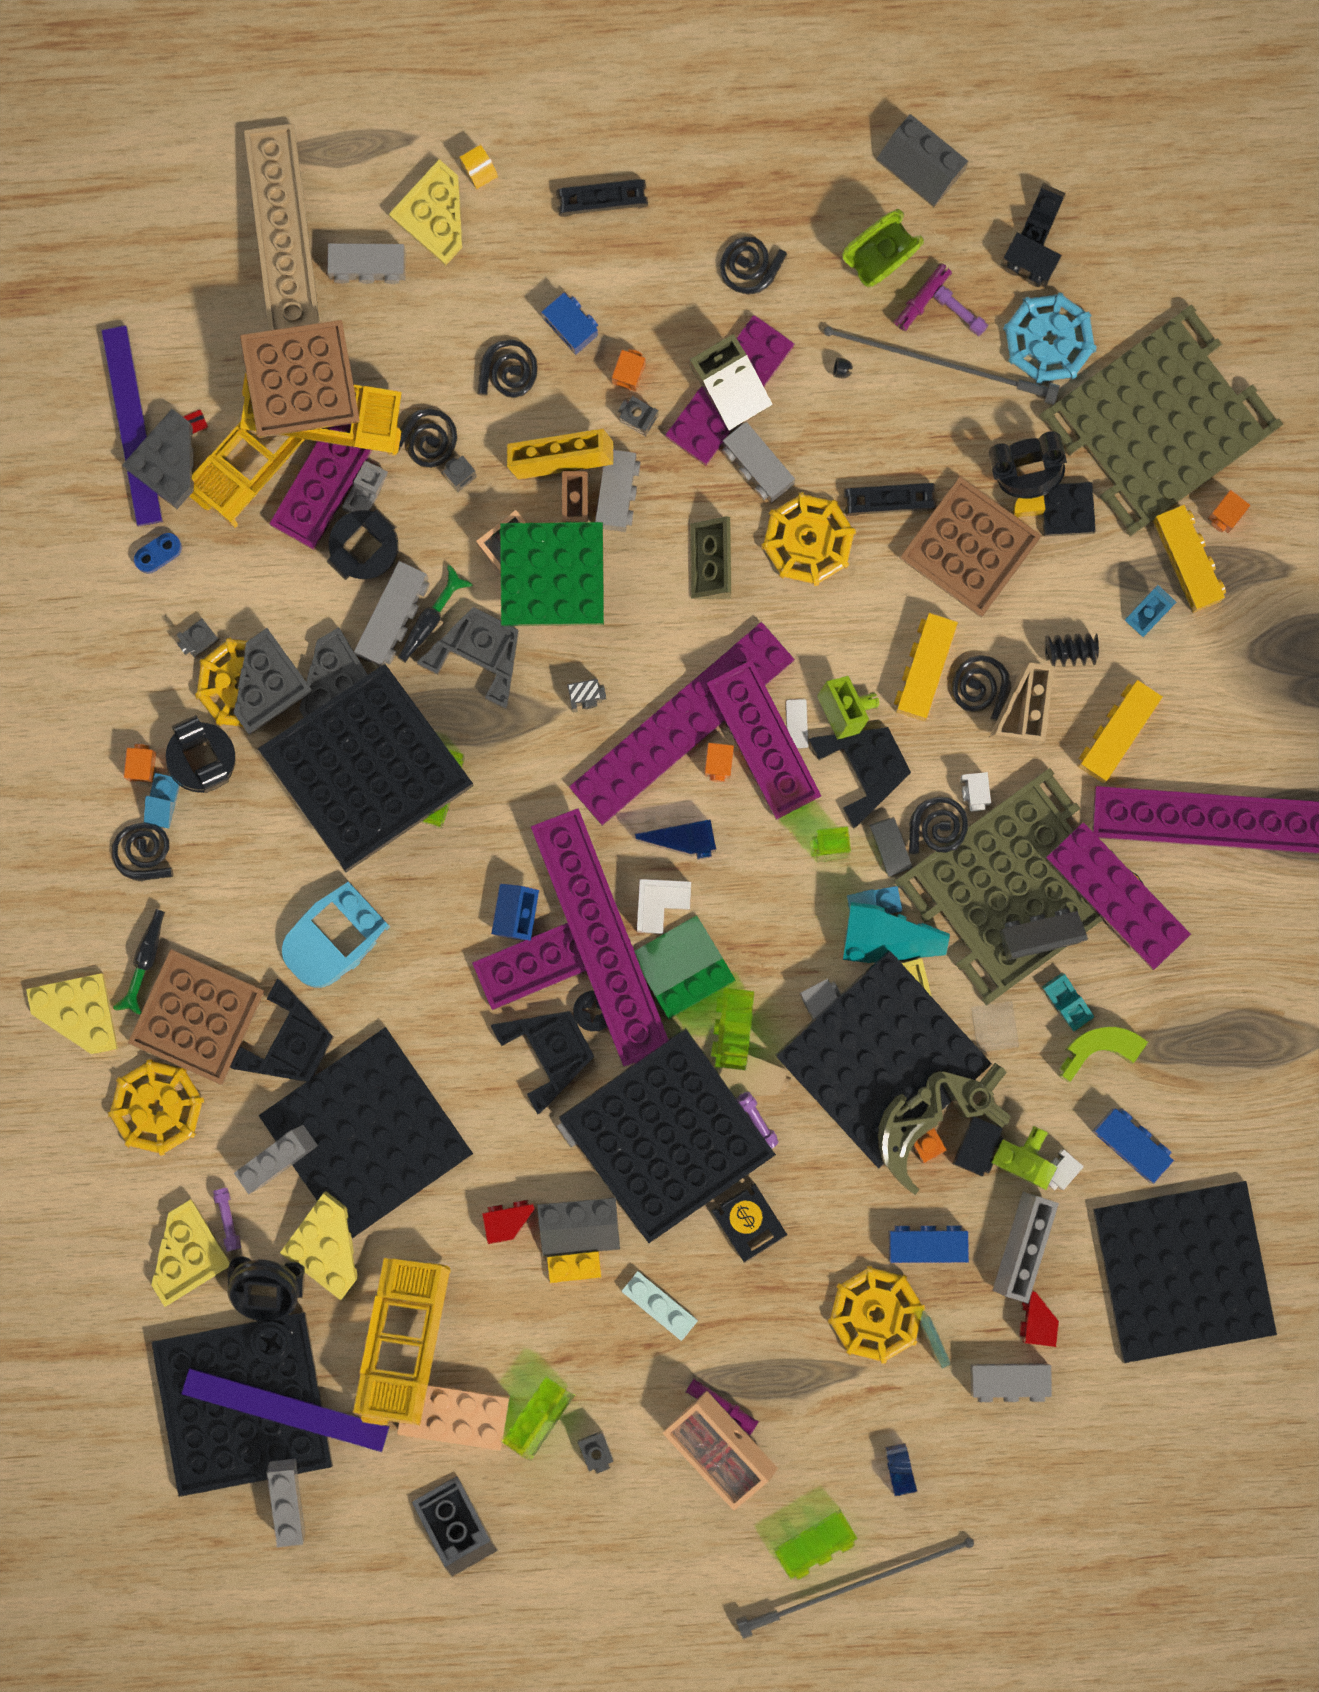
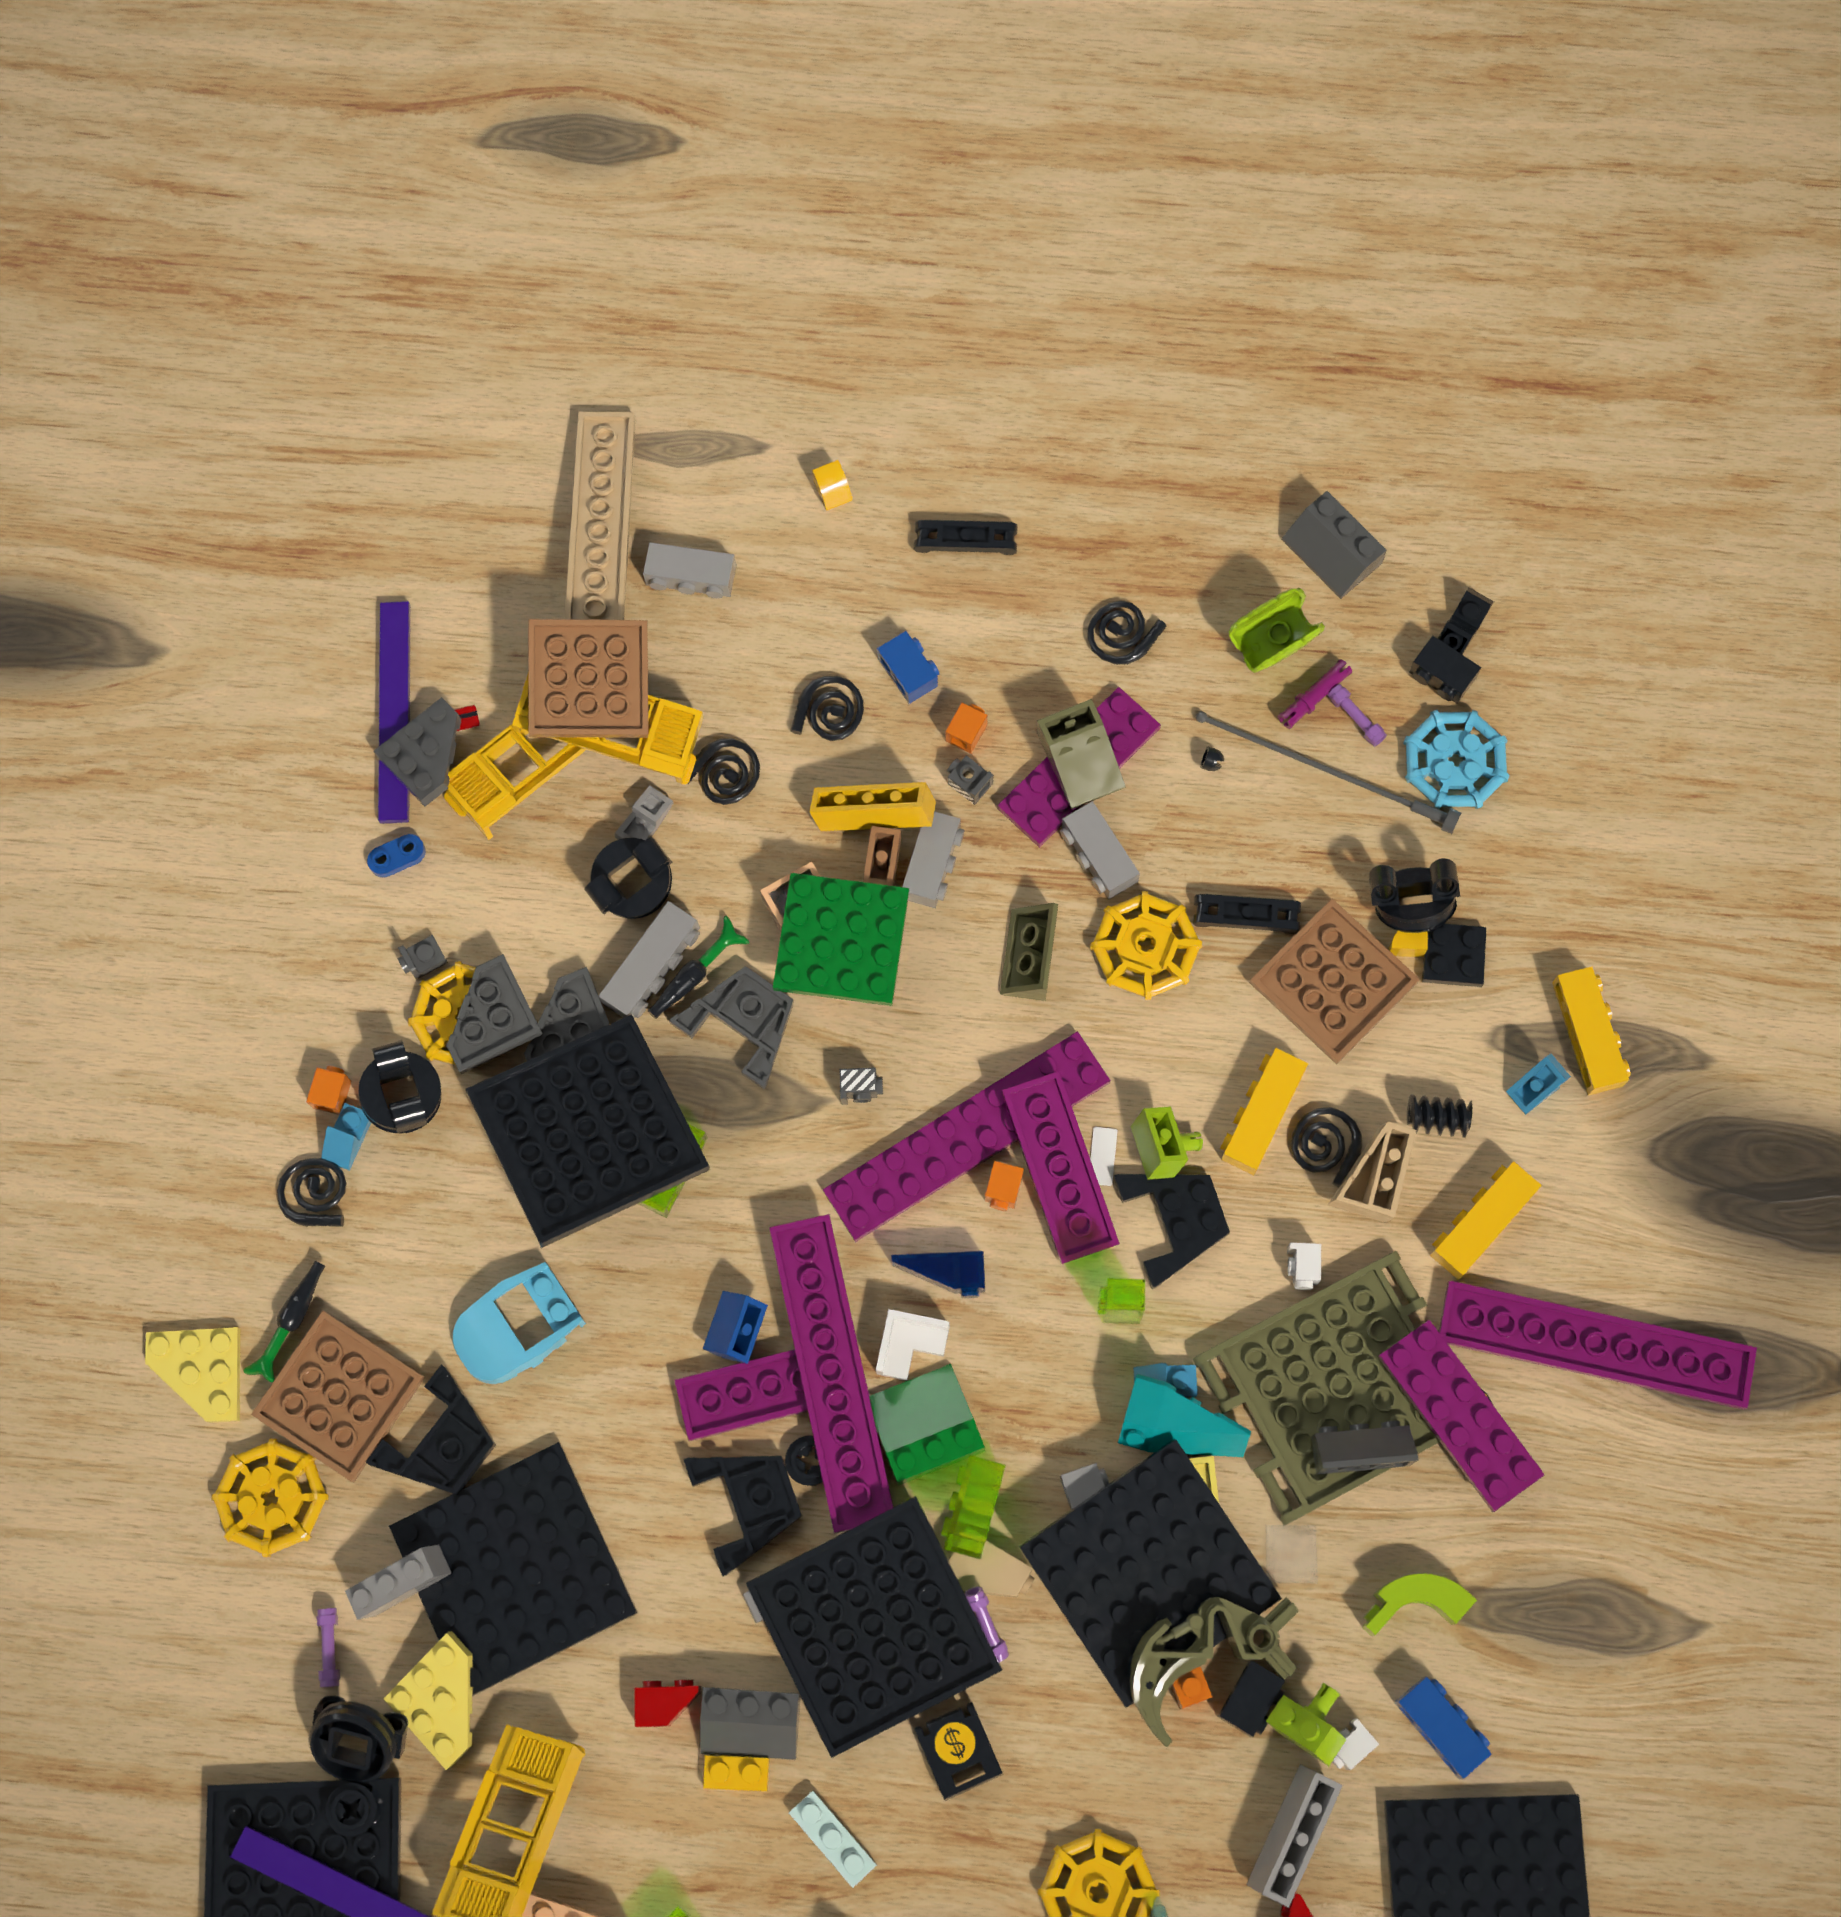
camera: 10 degrees right, 10 degrees down
(186, 1254) = (271, 1684): light yellow plate -> none
(319, 490) = (592, 810): magenta plate -> none
(433, 212) = (773, 527): light yellow plate -> none
(459, 473) = (754, 814): dark grey brick -> none
(891, 846) = (1194, 1316): dark grey slope -> none
(915, 821) = (1261, 1300): black piece -> none
(929, 1245) = (1174, 1813): blue brick -> none
(1067, 1001) = (1384, 1536): teal slope -> none
(1161, 420) = (1575, 870): olive plate -> none
(1228, 512) = (1643, 983): orange brick -> none

